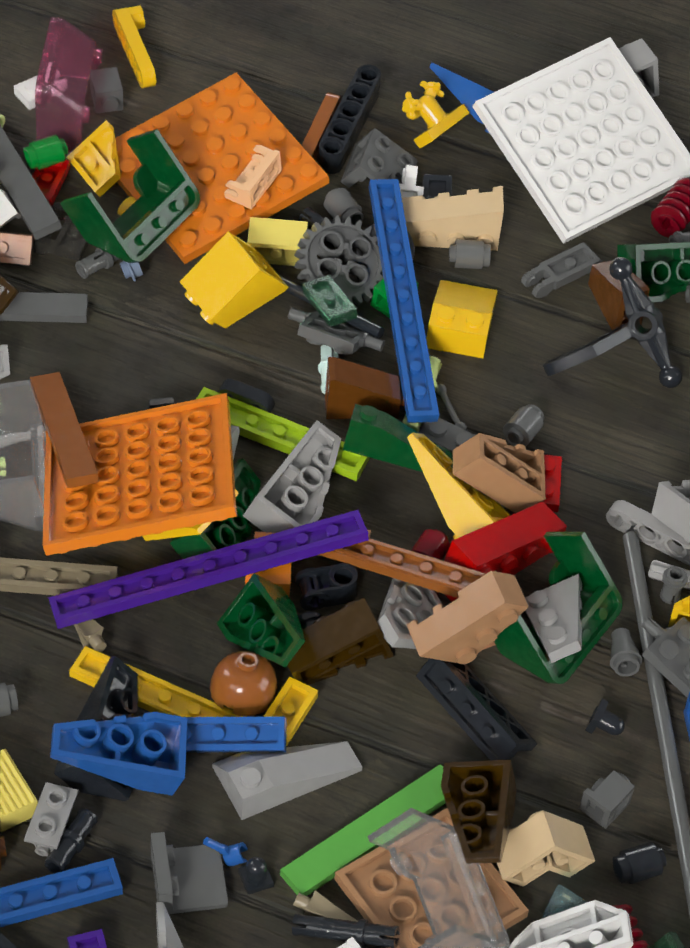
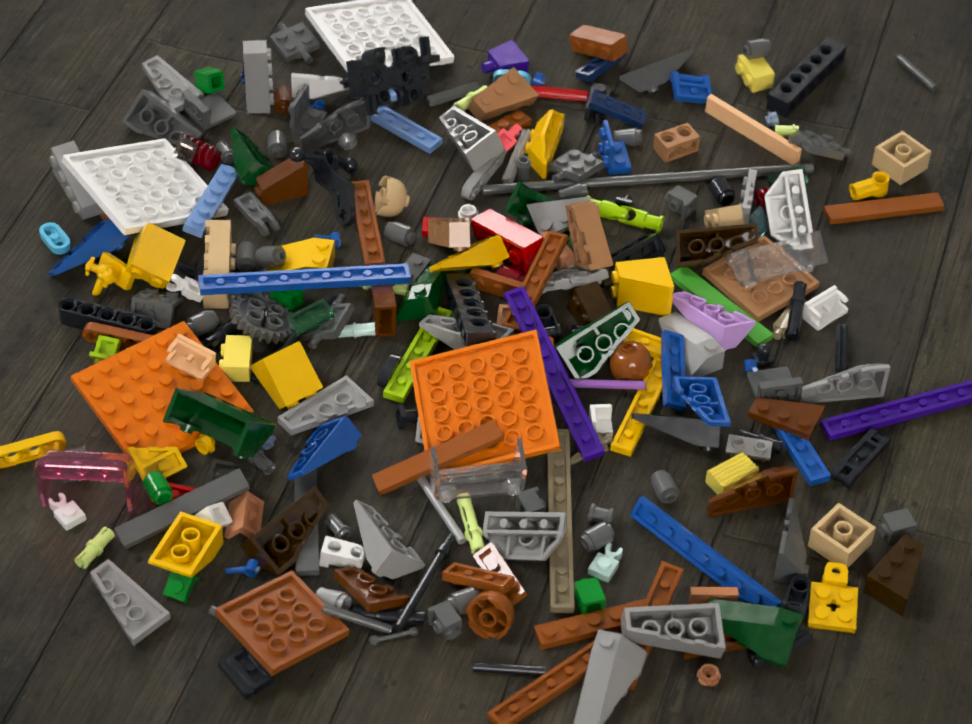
camera: 90 degrees left, 5 degrees down
(106, 878) = (788, 416): none -> reddish brown wing
(113, 329) = (326, 444): none -> blue wedge
(126, 633) = (601, 418): none -> white panel
(189, 334) = (329, 404): none -> light grey wing
(205, 647) = (608, 384): none -> medium lavender bar
(294, 117) = (105, 348): none -> lime bracket
(329, 473) = (468, 310): none -> black brick
(329, 806) = (724, 326): none -> lavender wedge
(396, 714) = (643, 284): none -> yellow slope
(421, 517) = (493, 283): none -> dark orange plate
(450, 147) = (154, 255): none -> yellow slope
(462, 274) = (270, 256): none -> dark grey brick
(505, 71) = (55, 238): none -> medium azure plate
(512, 354) = (334, 236): none -> blue hand
(549, 394) = (367, 225): none -> dark orange tile
(570, 211) = (210, 200): none -> medium blue plate
(573, 512) = (467, 211): none -> white plate
(576, 714) = (642, 219): none -> lime piece
(592, 412) = (391, 197): none -> tan cylinder
(605, 887) = (747, 195): none -> light grey wing
(668, 179) = (184, 149): none -> clear smoke slope

